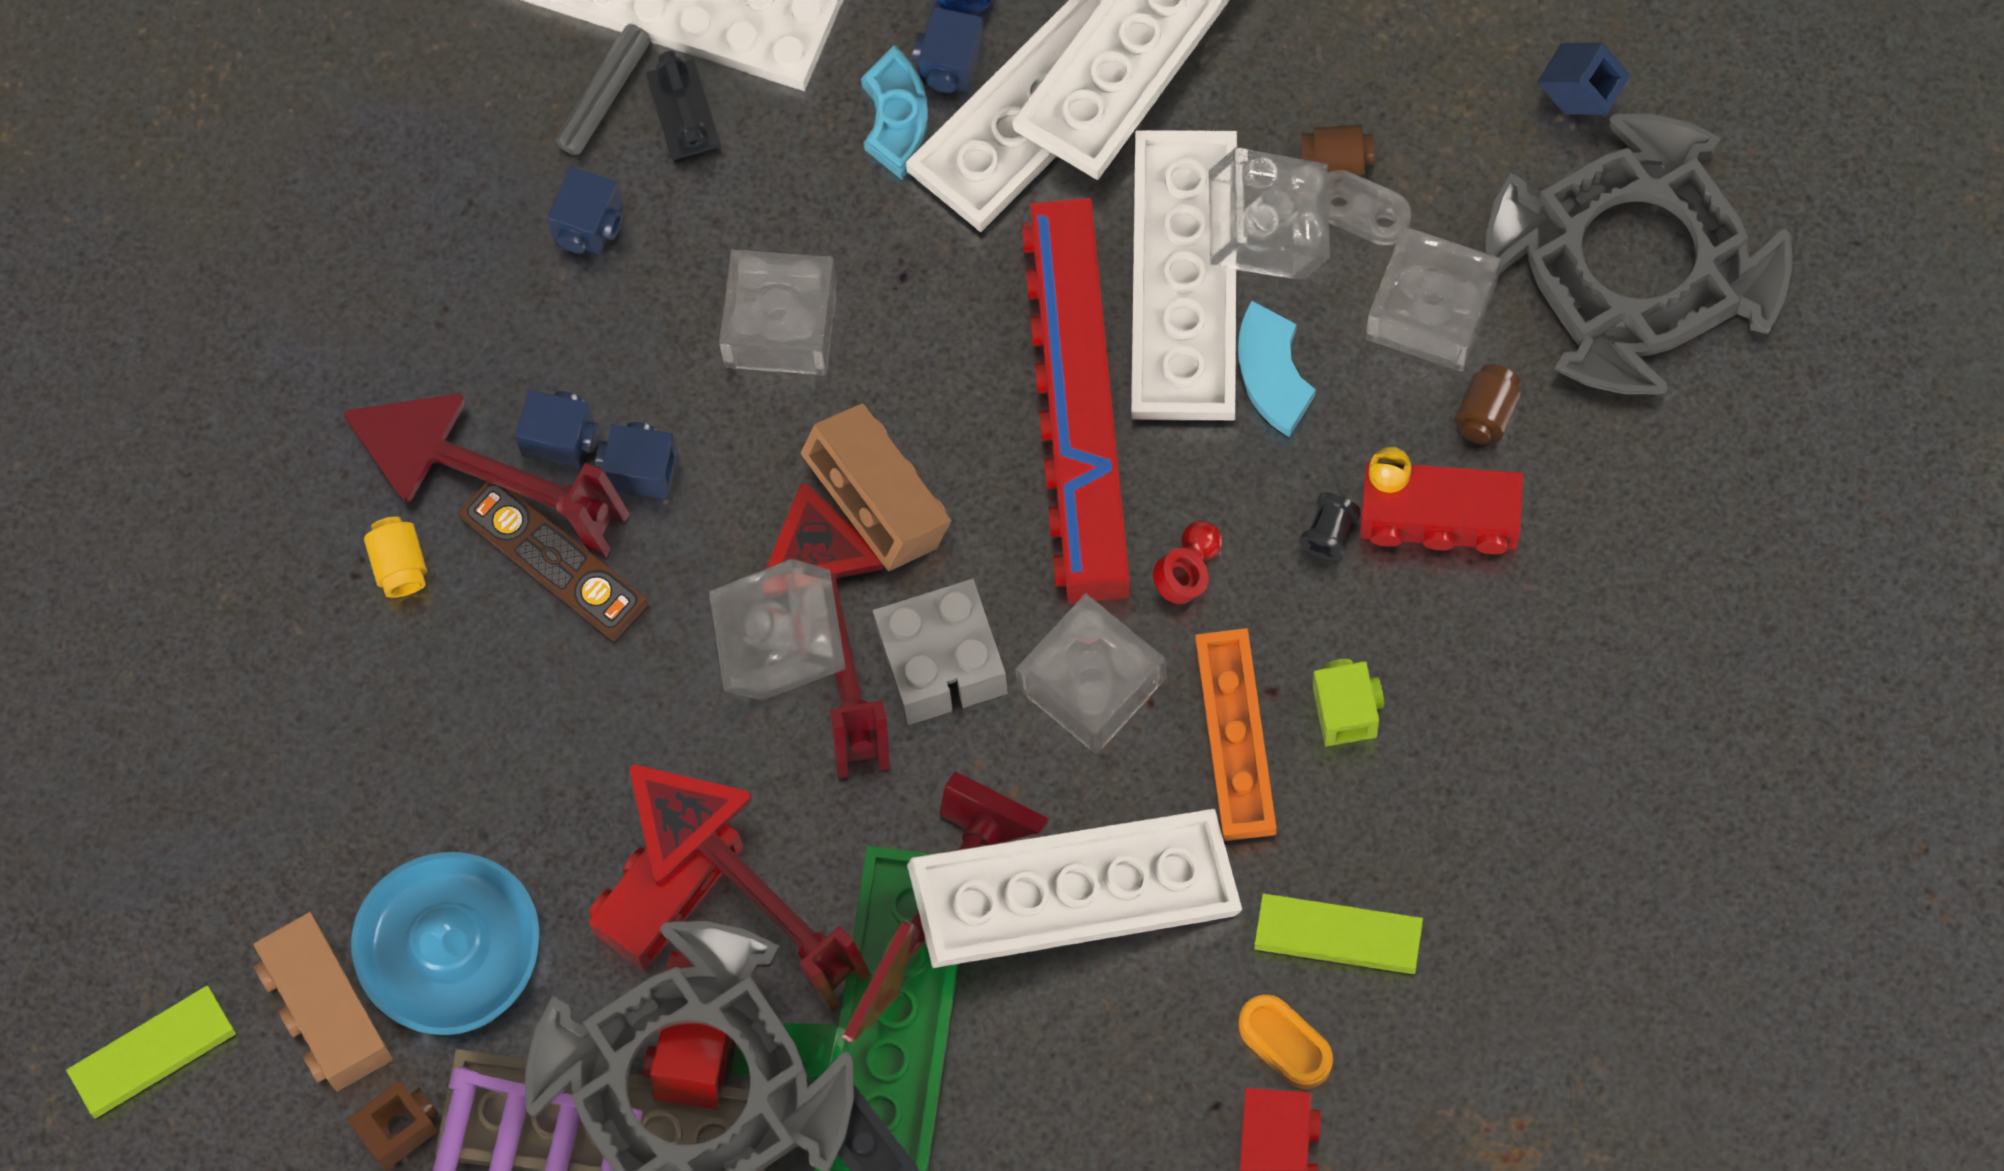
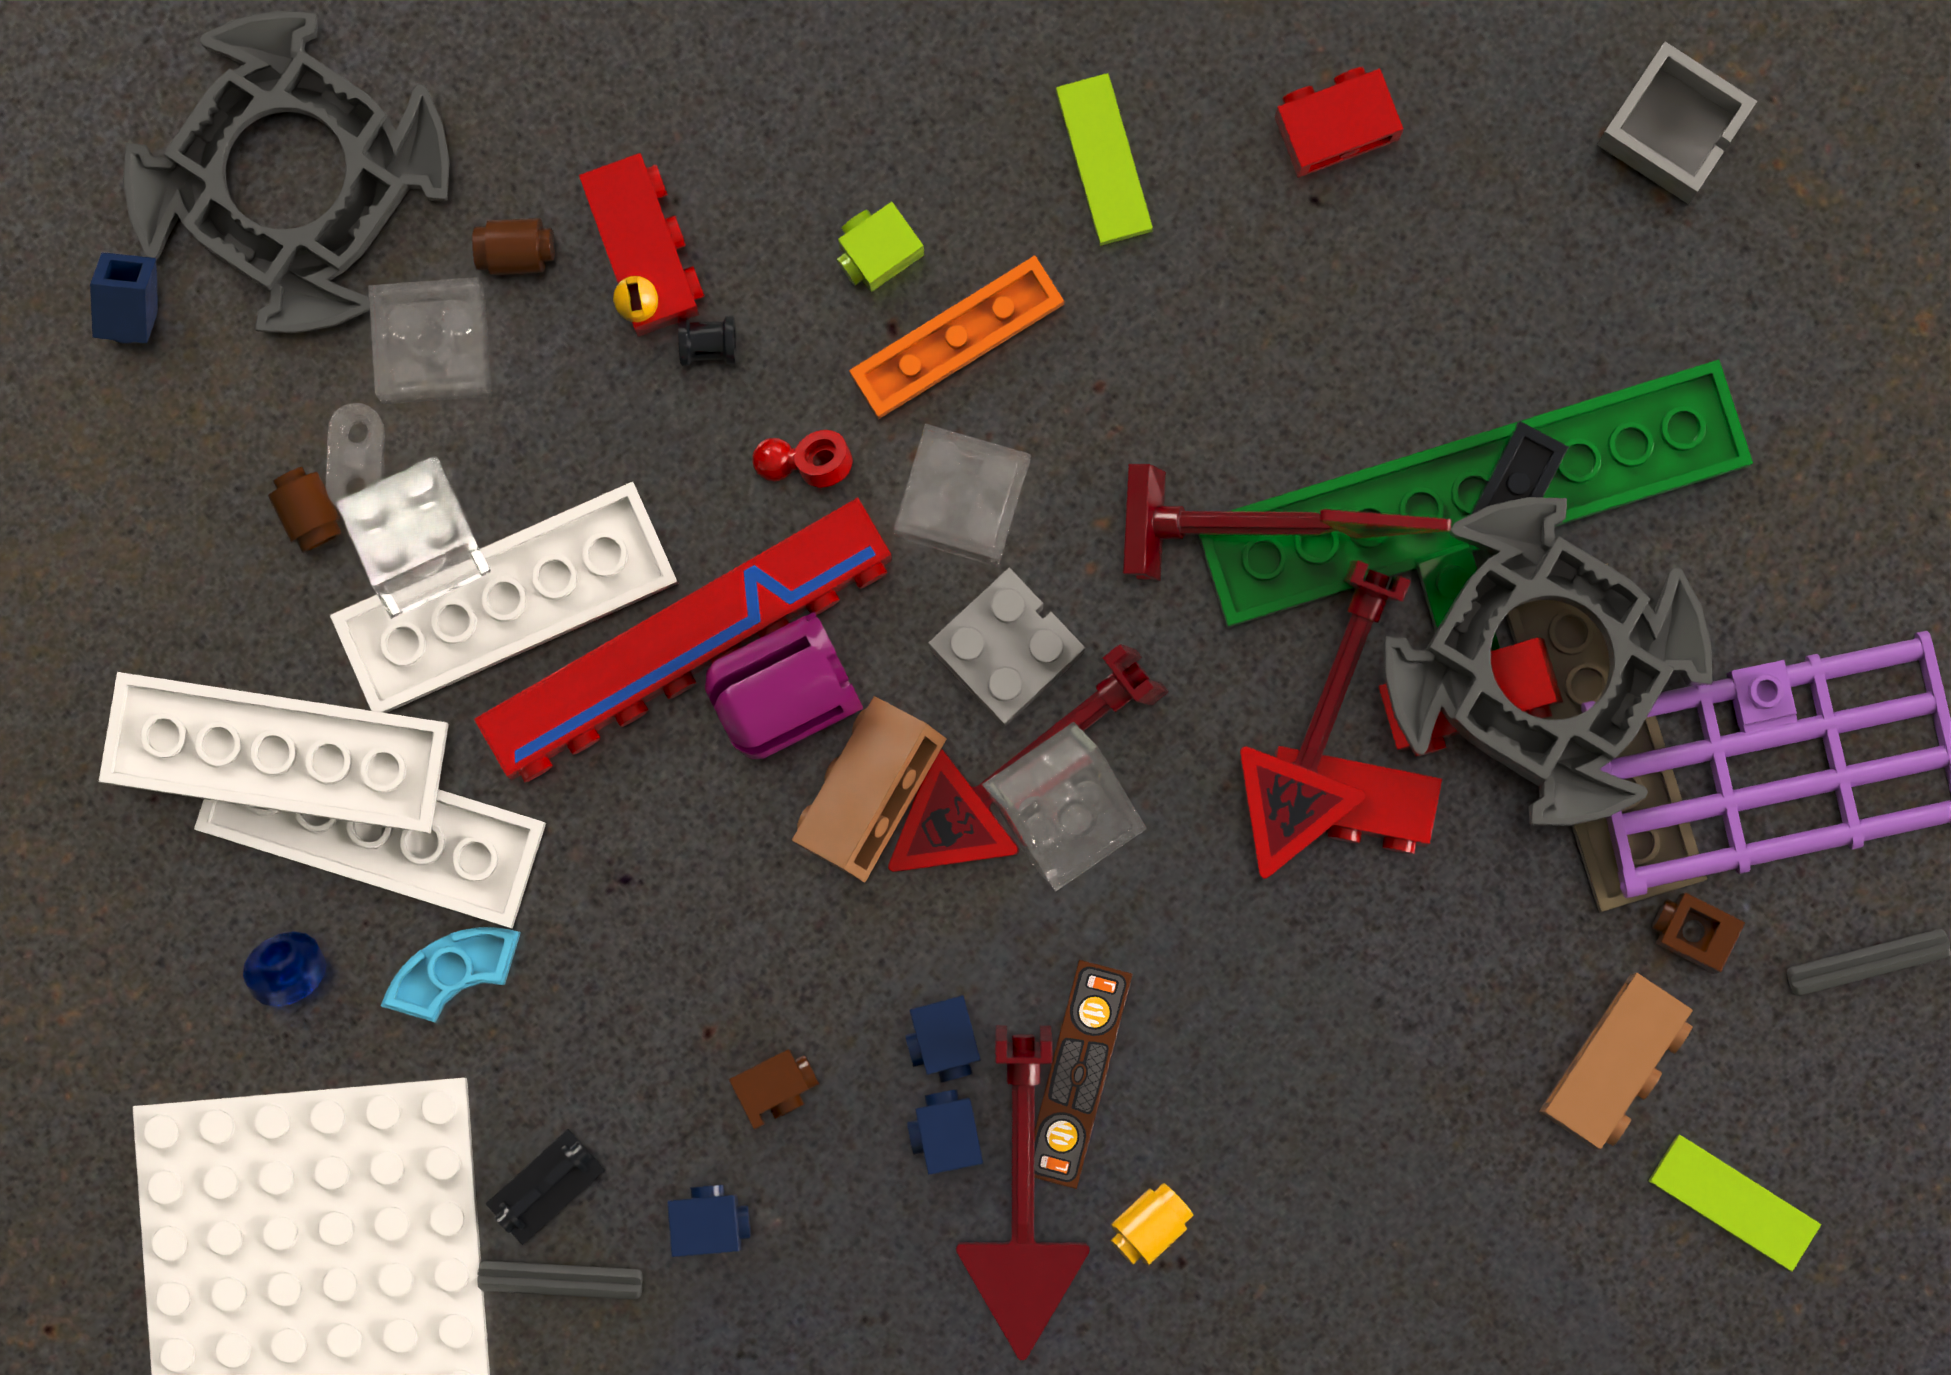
camera: 120 degrees left, 15 degrees up
(445, 942) = (1505, 974): dark azure hat -> none
(669, 308) = (774, 1086): none -> reddish brown brick
(778, 312) = (727, 974): clear brick -> none
(949, 50) = (367, 945): dark blue brick -> none
(994, 449) = (780, 689): none -> magenta cylinder
(1073, 887) = (1189, 405): white plate -> none
(1268, 368) = (566, 475): medium azure tile -> none
(1285, 1041) = (1228, 162): light orange tile -> none

